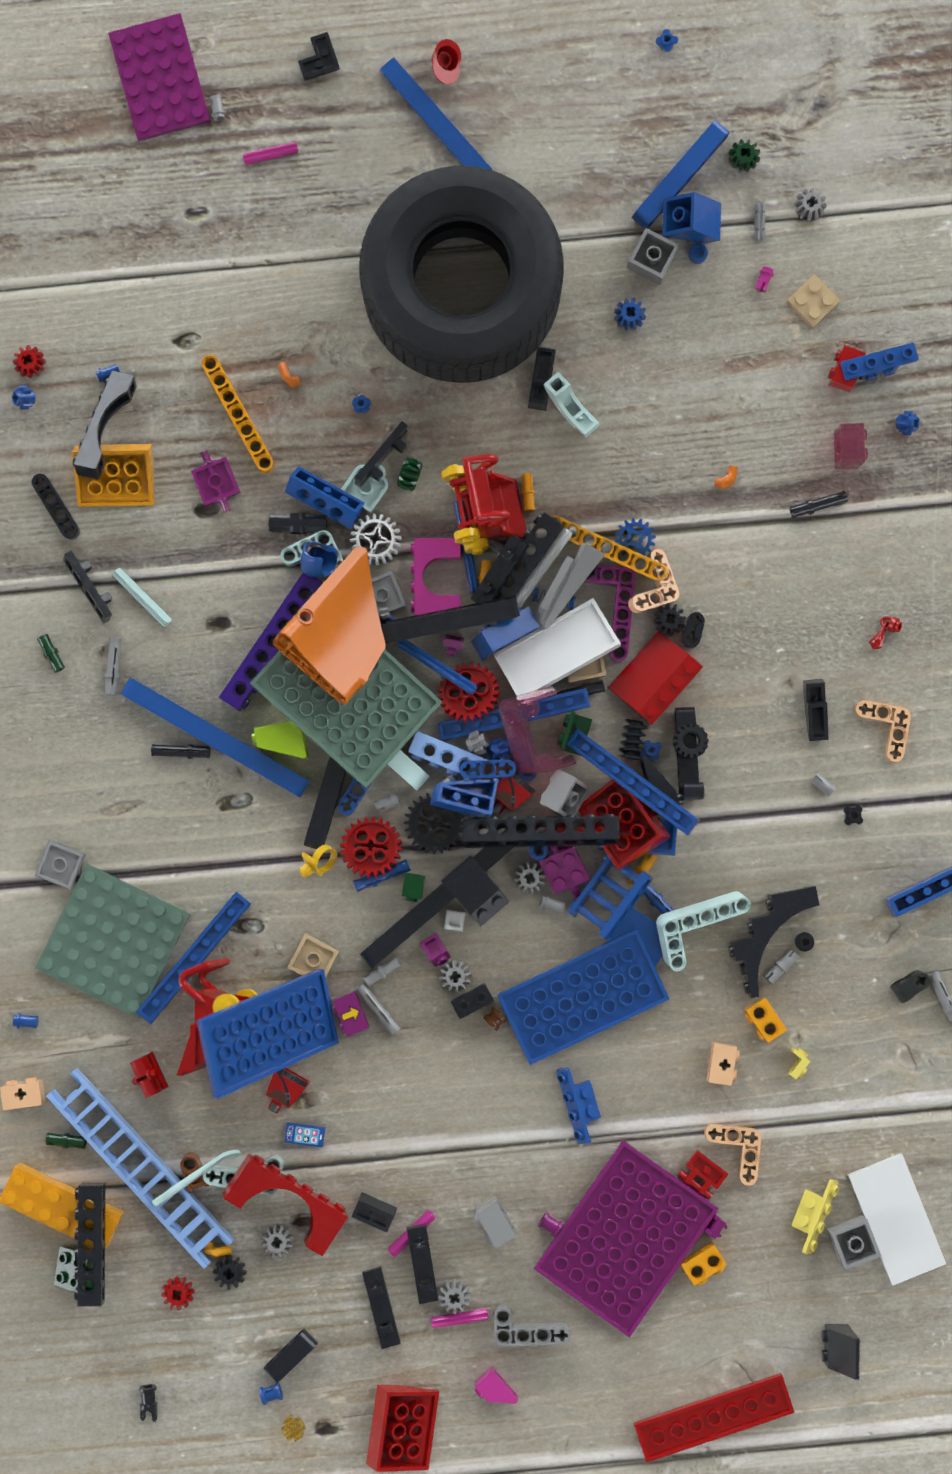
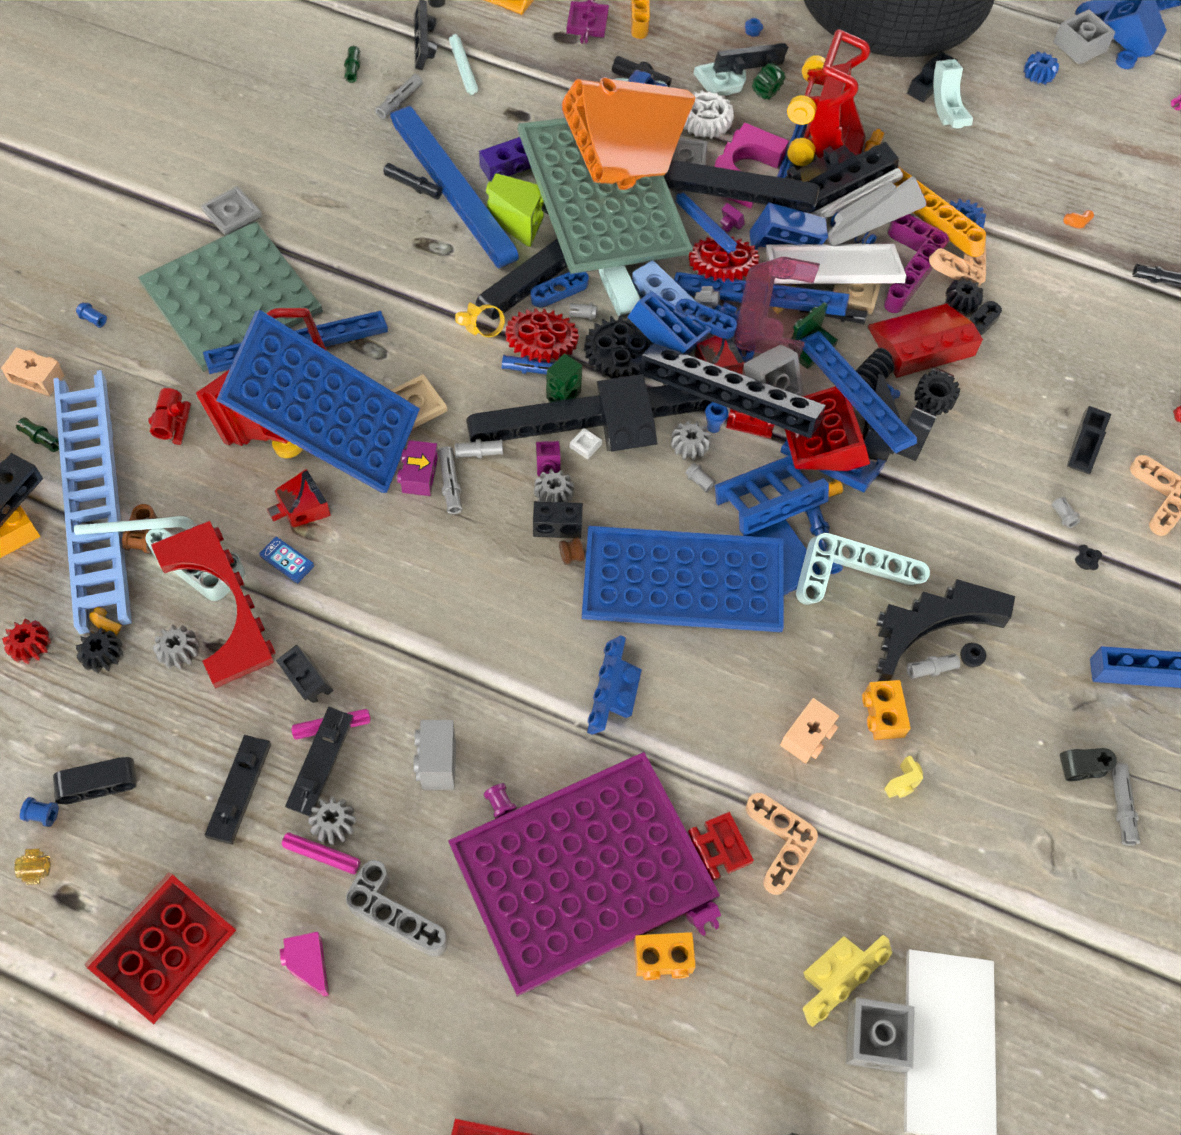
camera: 25 degrees right, 25 degrees down
(324, 497) = (677, 62): blue brick -> none
(564, 870) = (733, 446): magenta plate -> none

